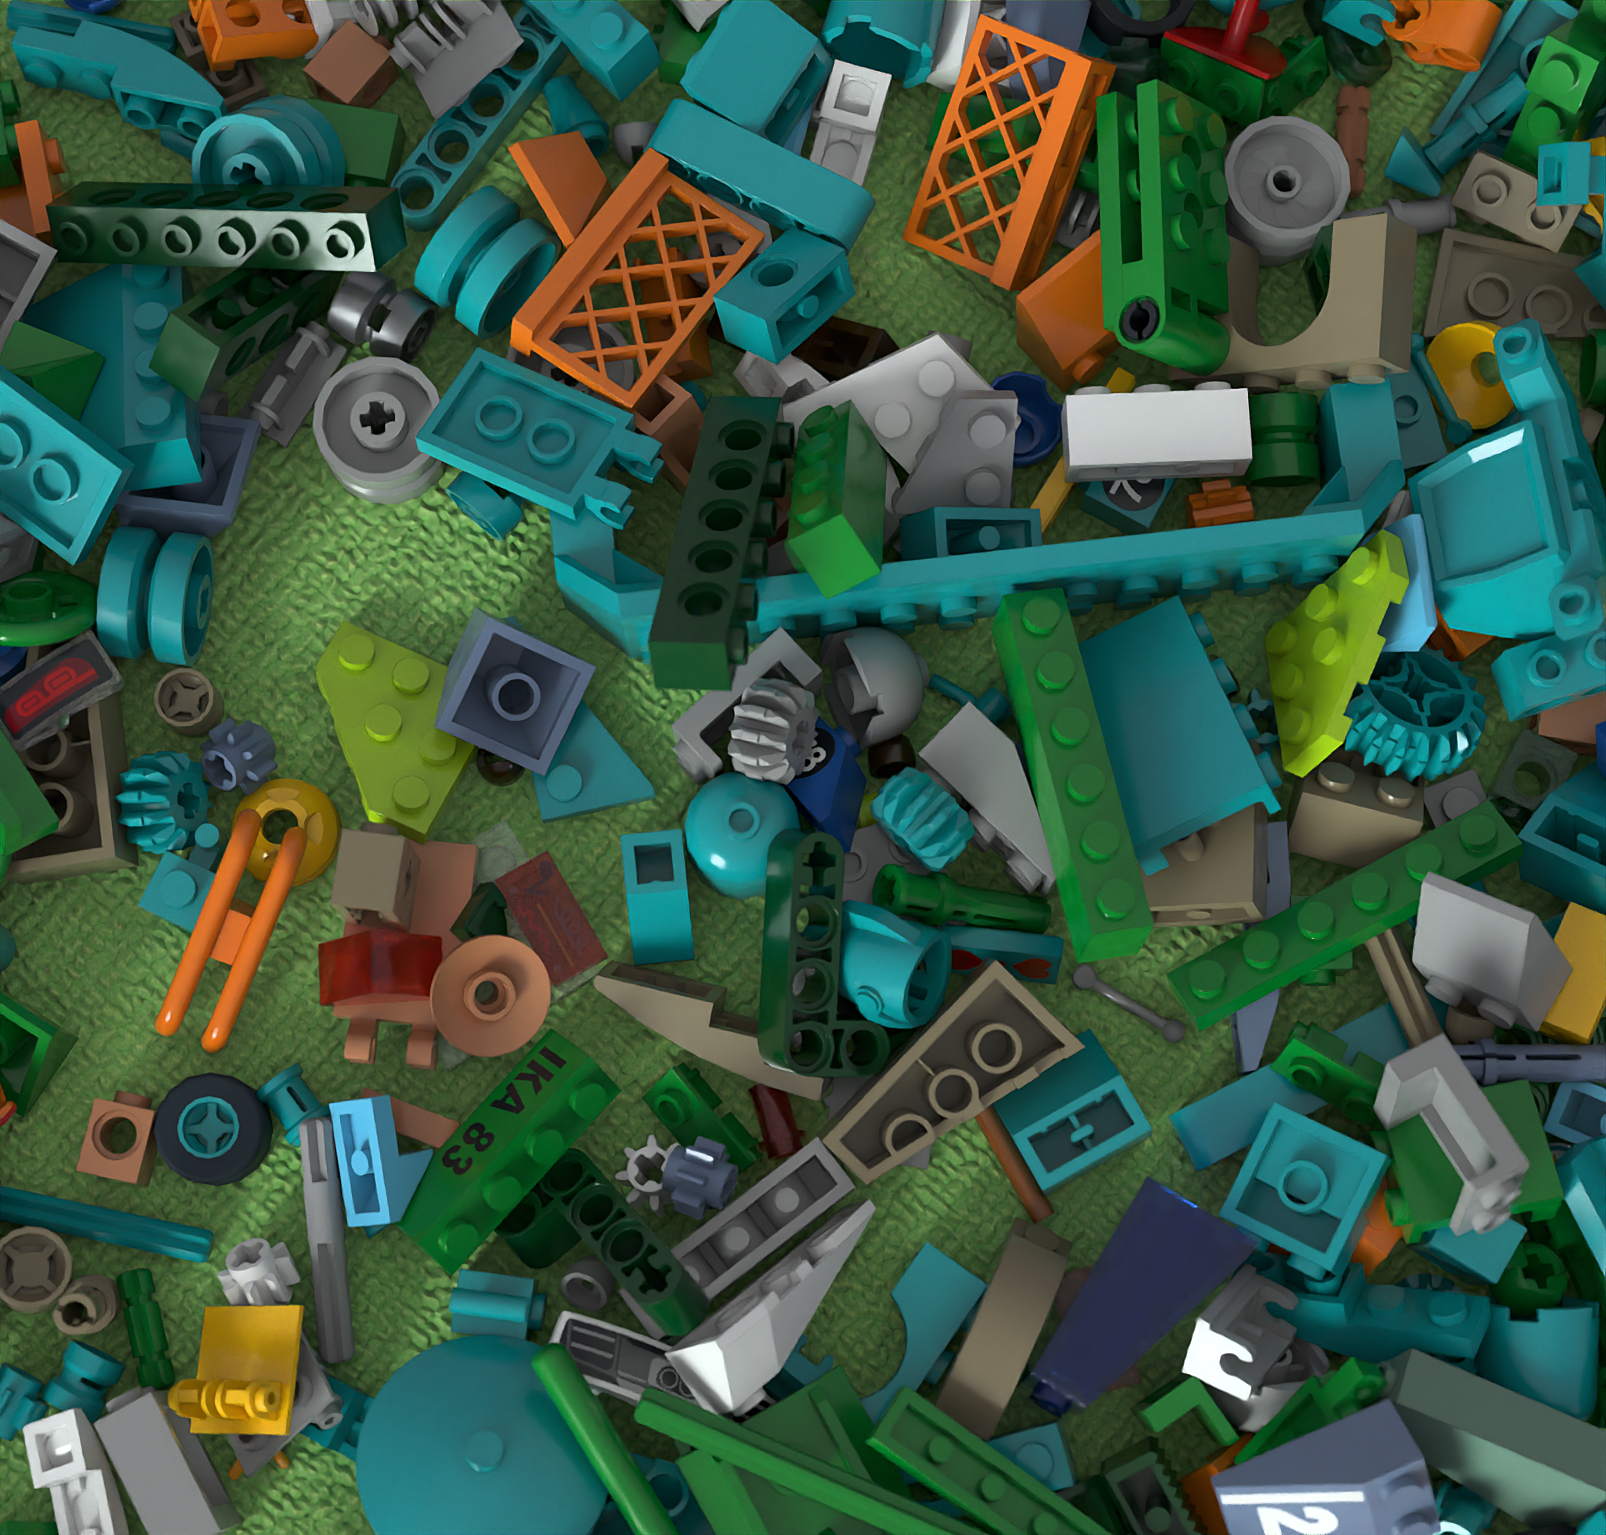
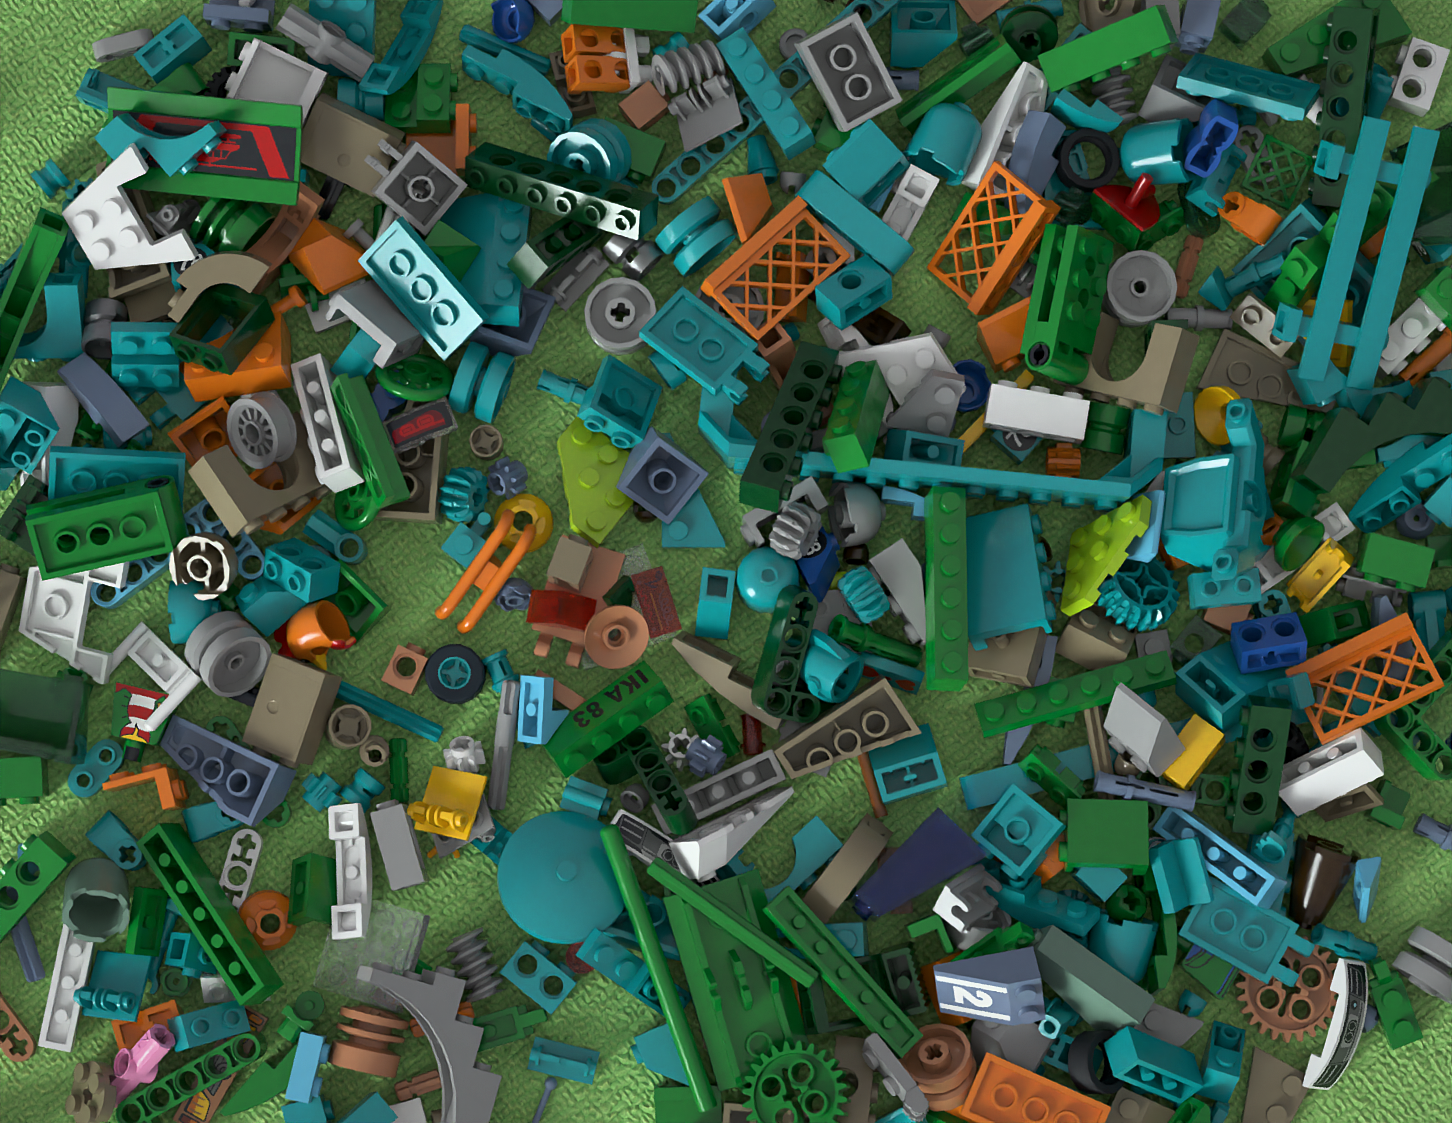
camera: 10 degrees right, 5 degrees up
(290, 962) = (514, 595): none -> sand blue plate
(321, 580) = (562, 387): none -> teal pin
(412, 581) = (620, 403): none -> teal plate
(950, 639) = (901, 497): none -> medium azure slope
(990, 704) = (914, 539): teal hand -> none
(1085, 977) = (972, 732): light grey hinge -> none
(1458, 429) = (1204, 442): teal hinge -> none
(1482, 1151) = (1093, 791): light grey panel -> none

